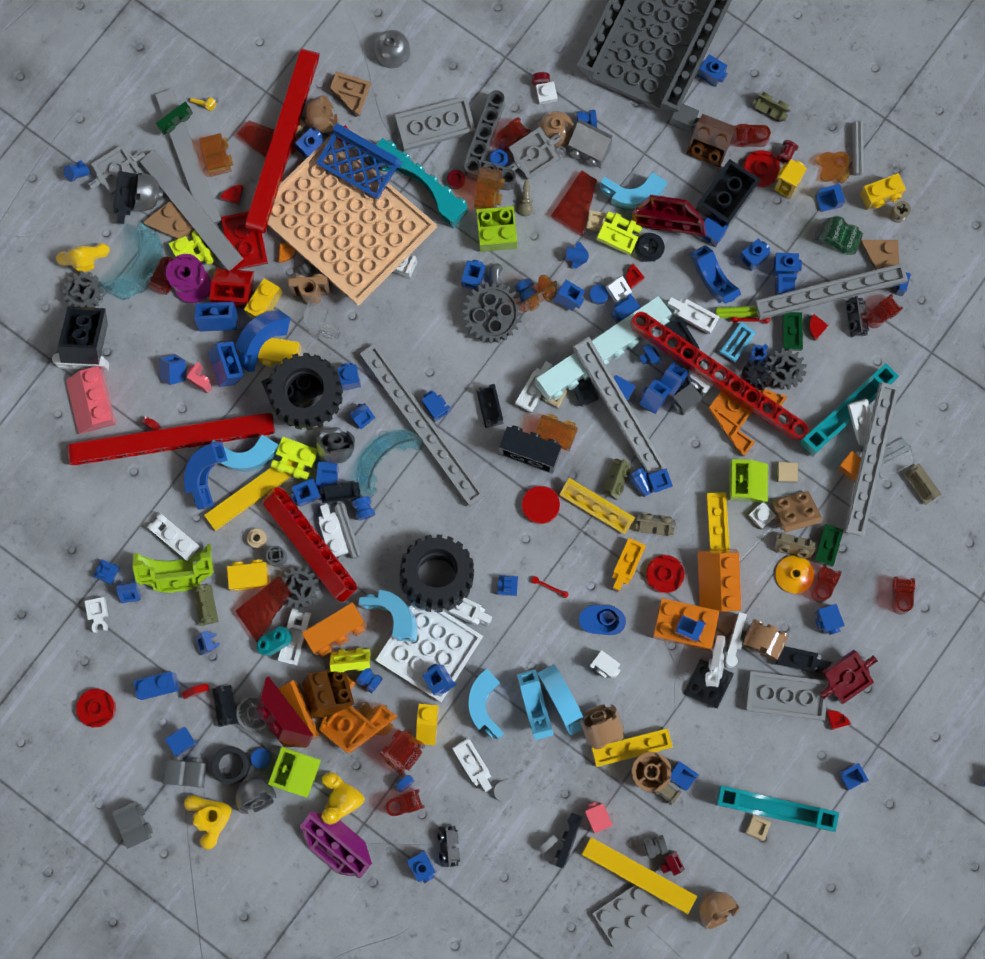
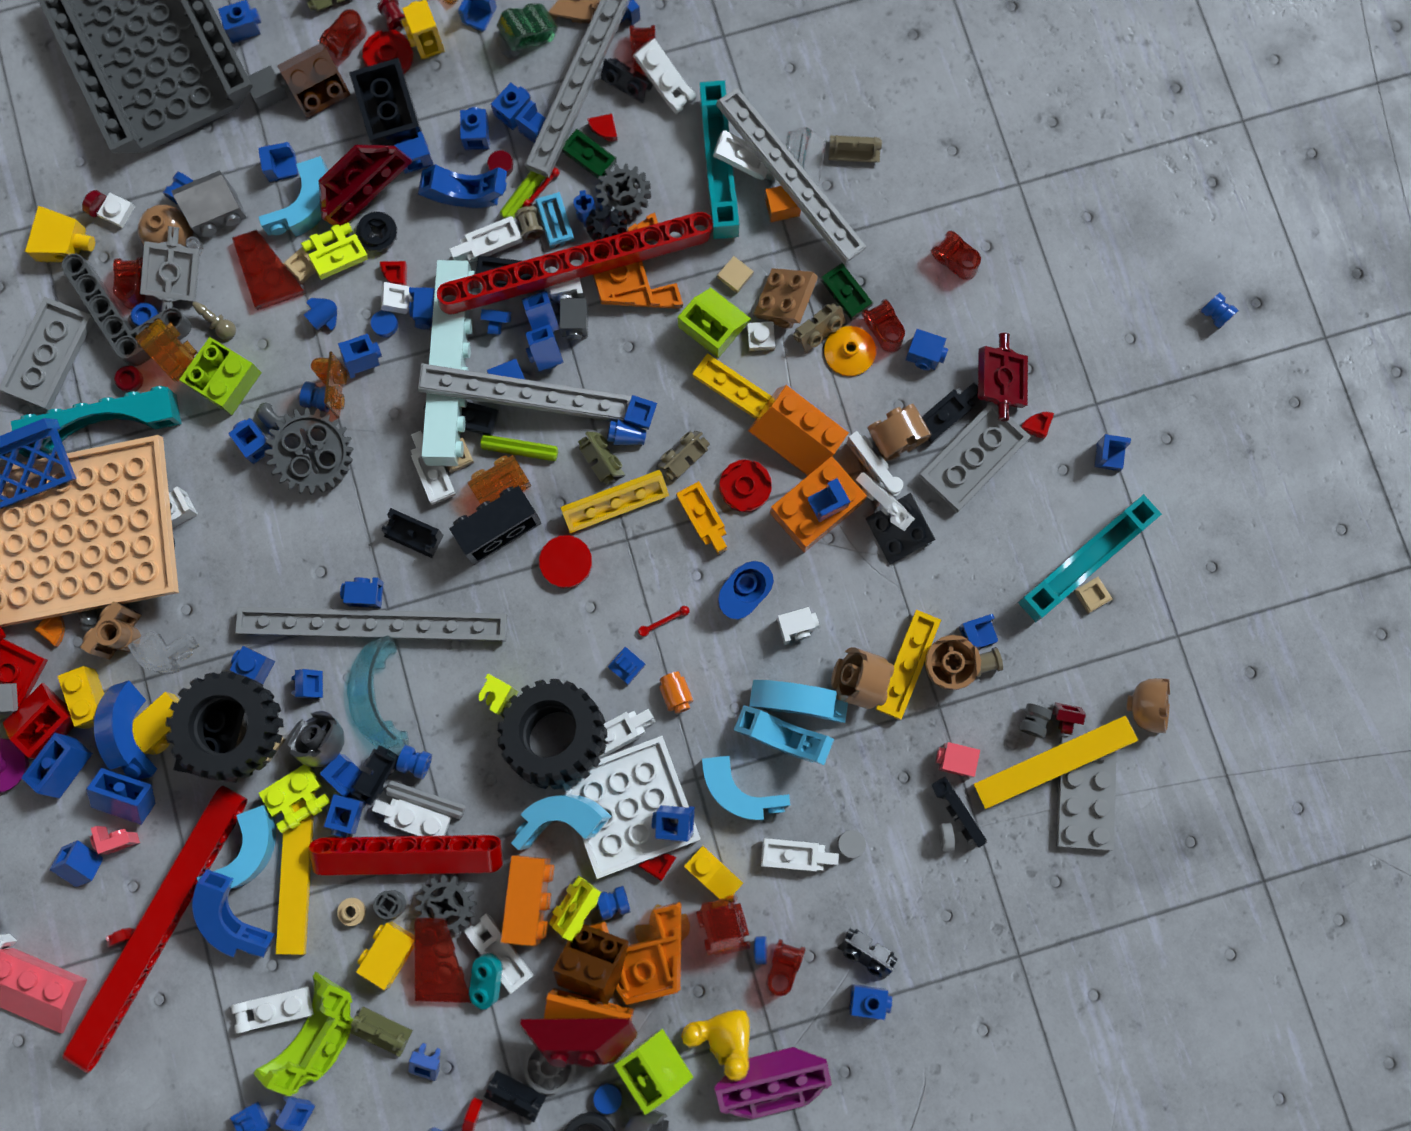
camera: 55 degrees left, 0 degrees up
(409, 690) = (658, 865): none -> red tile
(436, 525) = (499, 694): none -> neon yellow hinge
(505, 75) = (56, 236): none -> yellow torso
(513, 625) = (675, 692): none -> orange brick
(586, 427) = (519, 447): none -> lime axle
(646, 160) = (278, 161): none -> blue panel
(723, 329) = (529, 223): none -> dark tan bush
(746, 284) = (502, 160): none -> dark red tile
(875, 338) = (664, 75): none -> white plate

